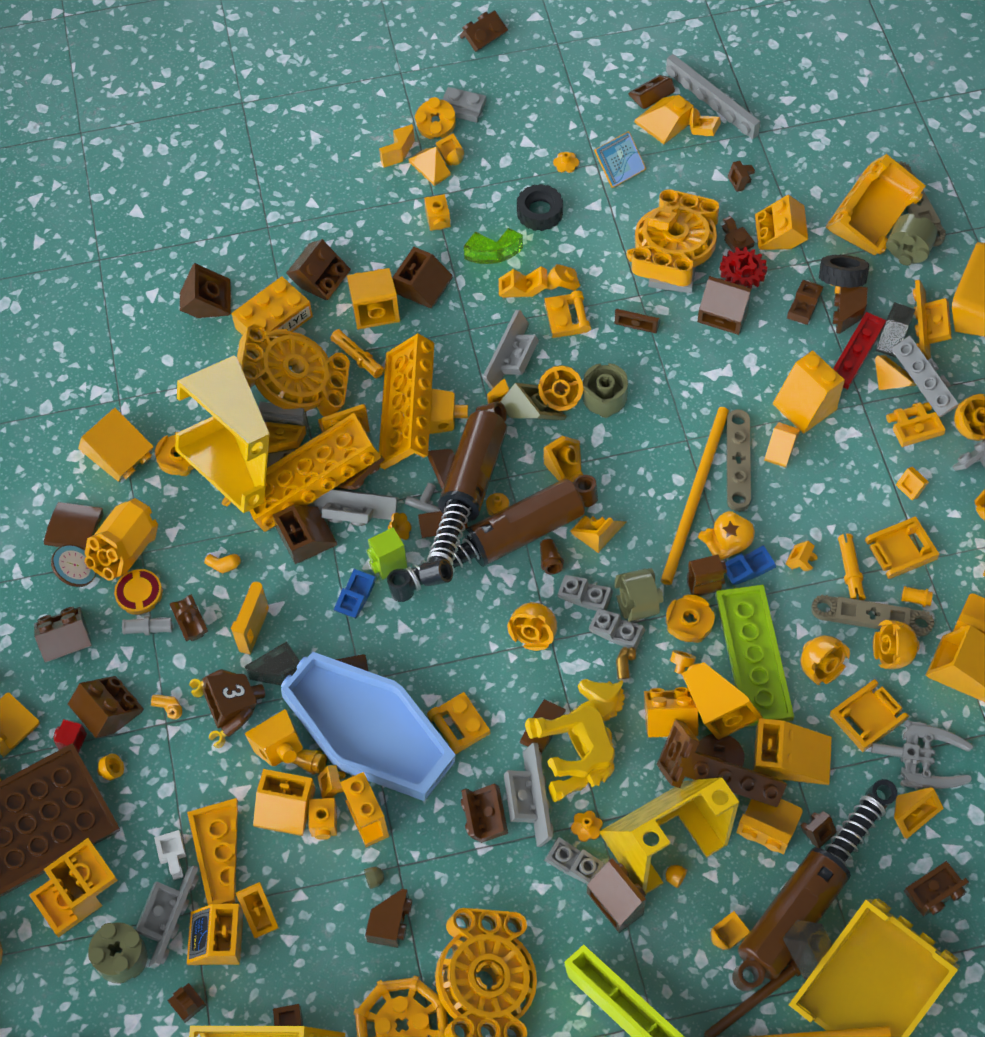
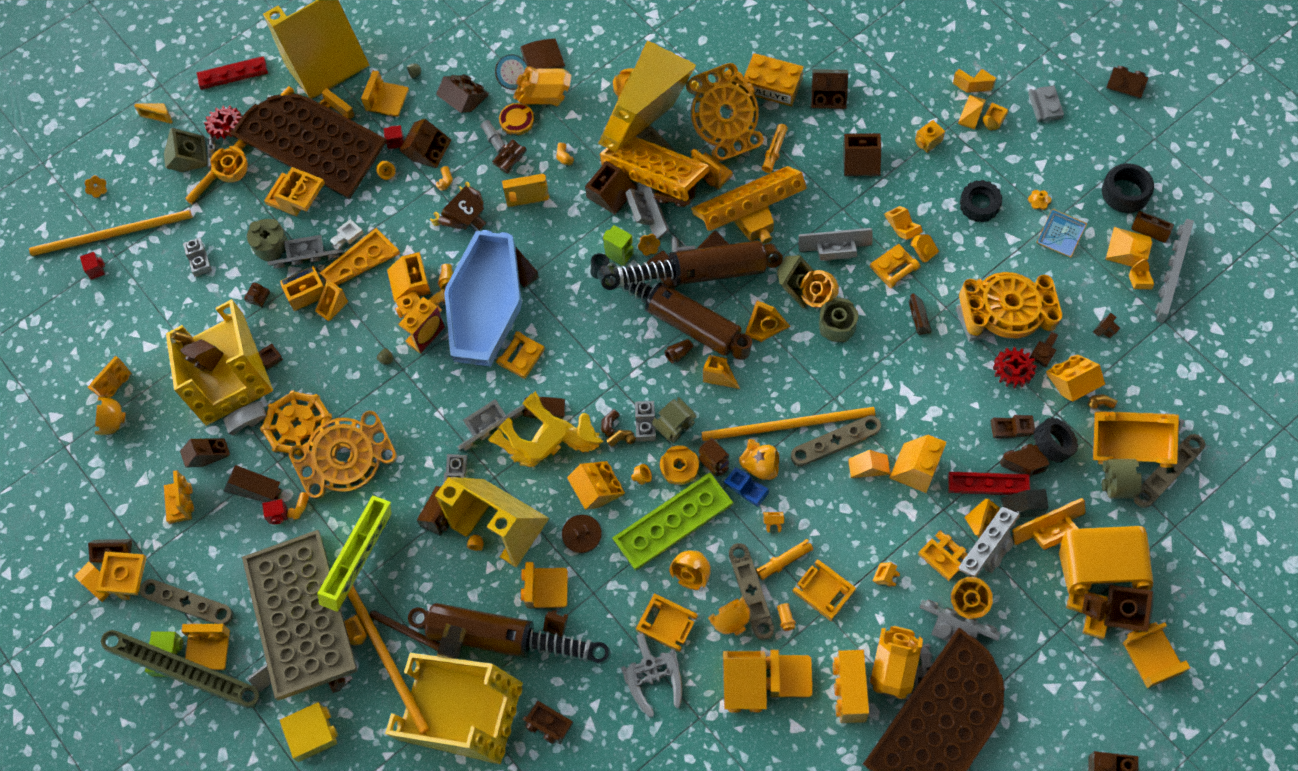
camera: 65 degrees right, 5 degrees up
(116, 445) = (612, 45): light orange slope -> none
(205, 293) = (766, 31): reddish brown slope -> none
(273, 666) = (504, 222): clear smoke slope -> none
(275, 739) = (447, 250): light orange torso -> none
(283, 416) = (693, 135): light grey plate -> none
(284, 436) = (673, 133): light orange wing -> none
(355, 594) = (585, 245): blue slope -> none
(373, 298) = (824, 132): light orange slope -> none
(387, 920) = (359, 379): reddish brown slope -> none
(432, 108) = (1015, 83): light orange plate -> none
(484, 813) = (460, 400): reddish brown bracket -> none
(487, 251) = (926, 195): clear neon green brick -> none
(496, 503) = (704, 297): light orange tile -> none
(498, 392) = (789, 250): light orange slope -> none
(533, 625) = (616, 364): light orange cylinder -> none
(581, 593) = (662, 386): light grey slope -> none
(584, 830) = (488, 473): light orange plant -> none
(597, 668) = (606, 423): none -> reddish brown arm
(602, 72) = (1131, 173): none -> black tyre
(664, 218) = (1015, 286): light orange plate -> none
(682, 760) = (554, 534): reddish brown bracket -> none
(718, 701) = (613, 508): light orange slope -> none
(724, 305) = (965, 367): slope -> none
(729, 932) = (448, 593): light orange plate -> none
(792, 752) = (604, 579): light orange slope -> none
(815, 218) = (1103, 399): none -> pearl gold arm
(916, 809) = (604, 685): light orange slope -> none

